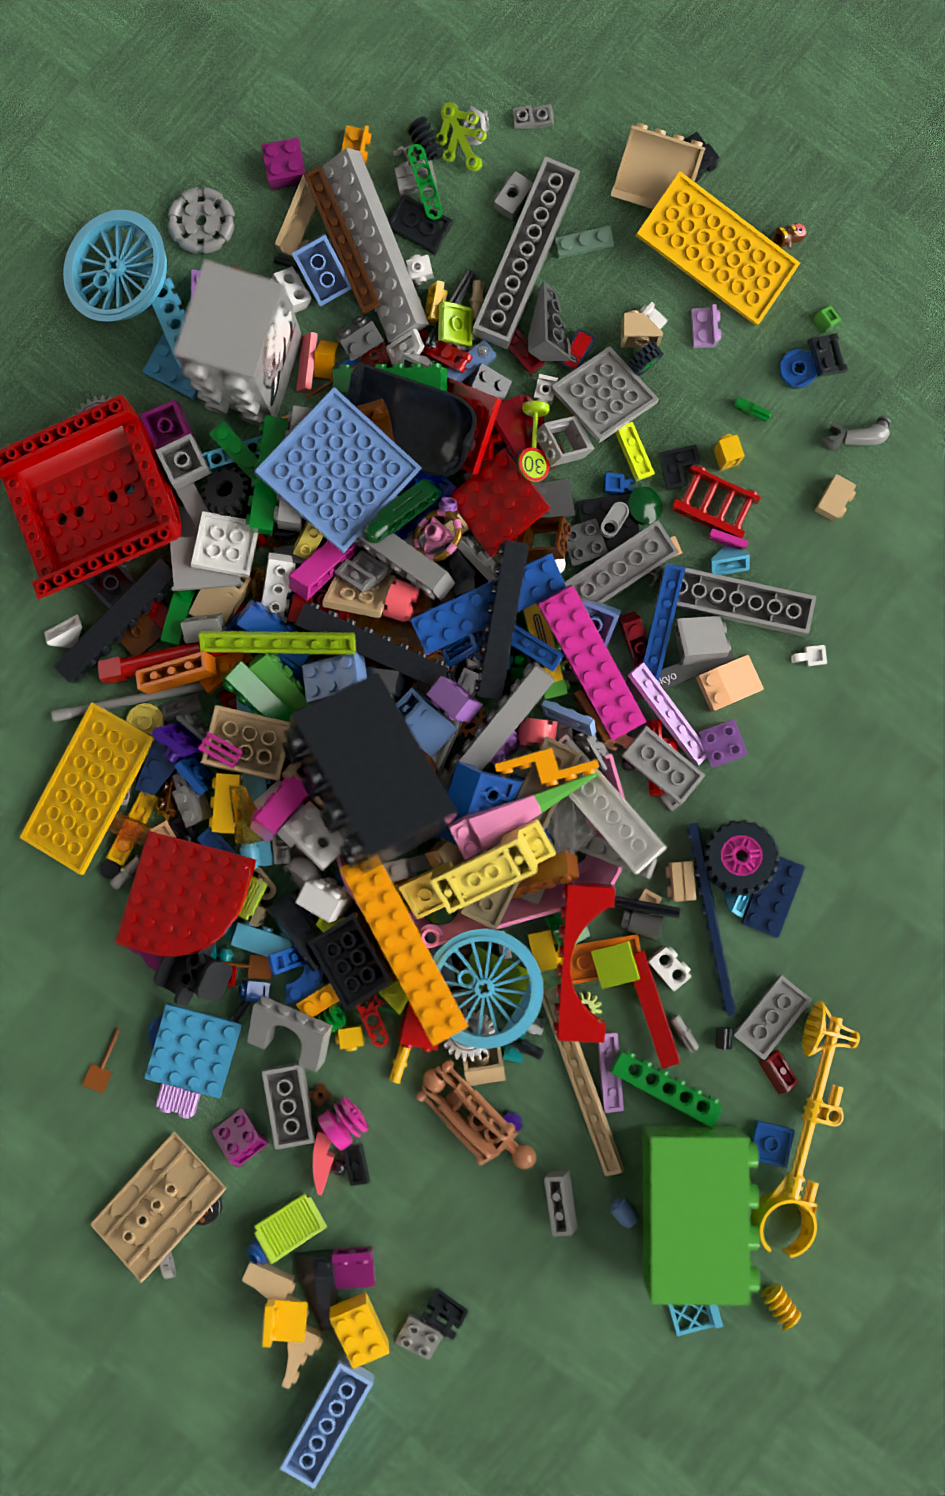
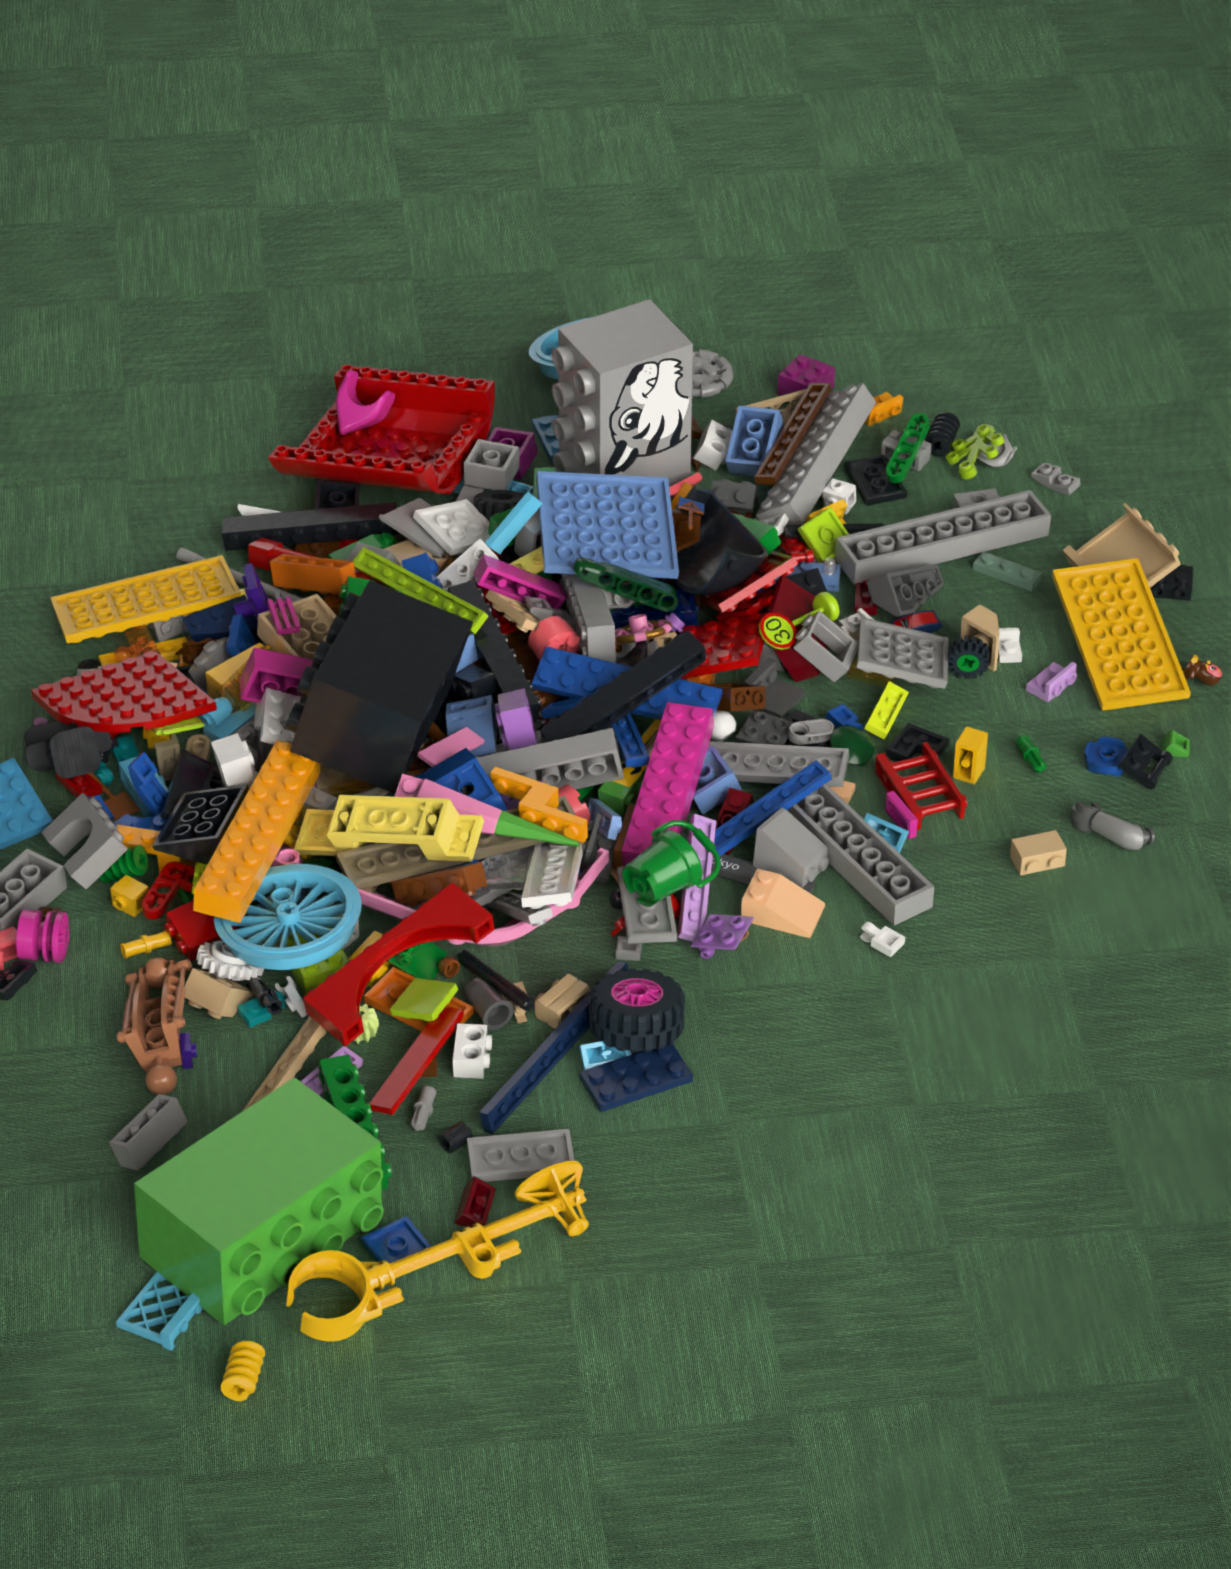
camera: 40 degrees right, 45 degrees down
(36, 491) = (353, 414): none -> dark pink animal
(282, 528) = (513, 522): none -> medium azure tile
(367, 393) = (691, 506): none -> piece
(437, 753) = (450, 745): none -> bright pink piece
(666, 744) = (668, 864): none -> green piece

